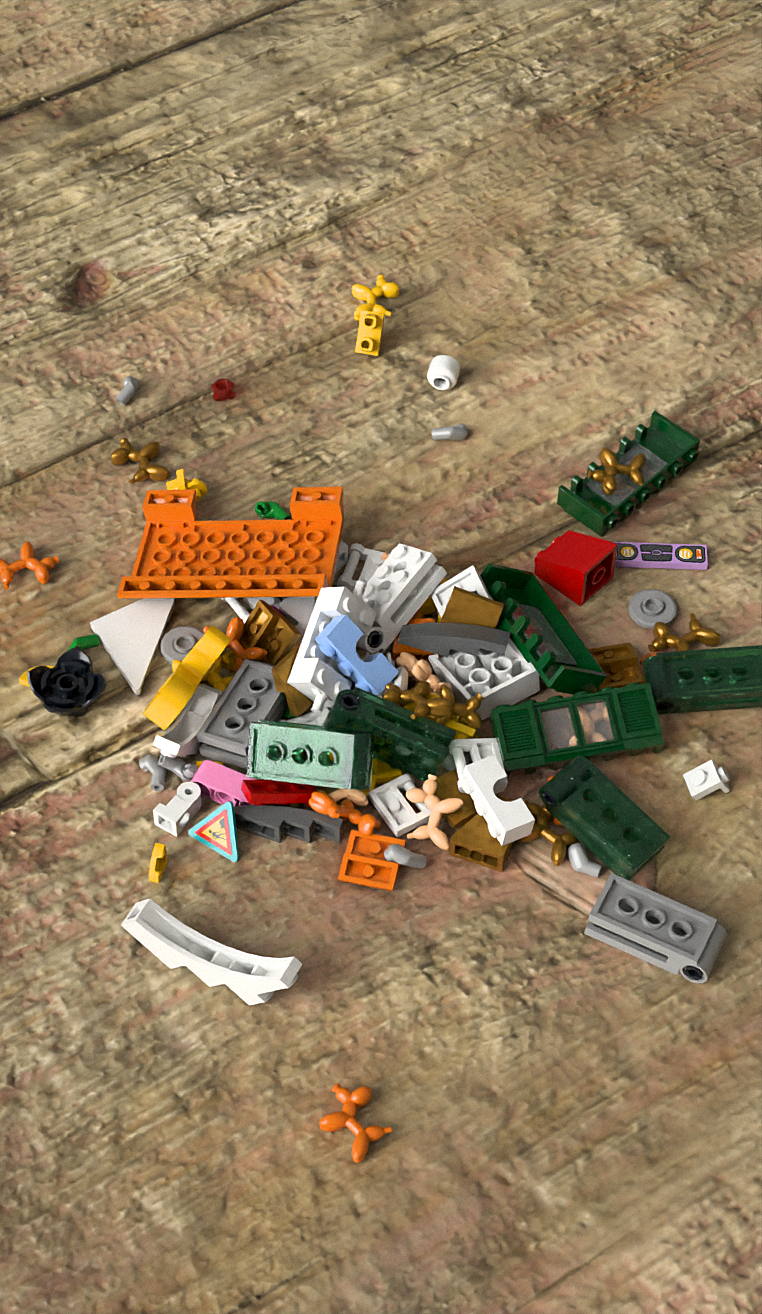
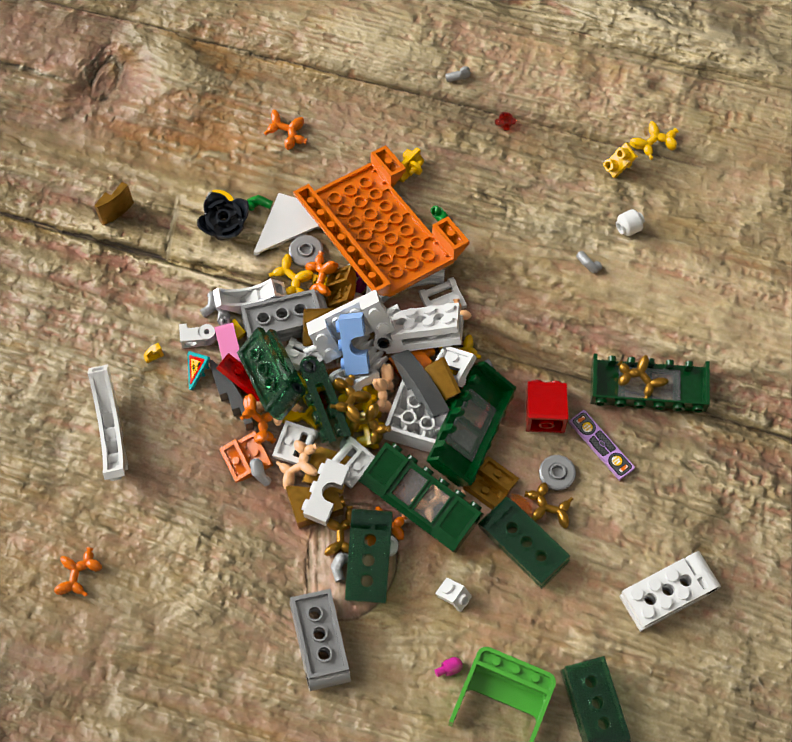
camera: 50 degrees right, 15 degrees up
(149, 452) = (421, 122): pearl gold piece -> none
(186, 678) = (262, 271): yellow animal -> none

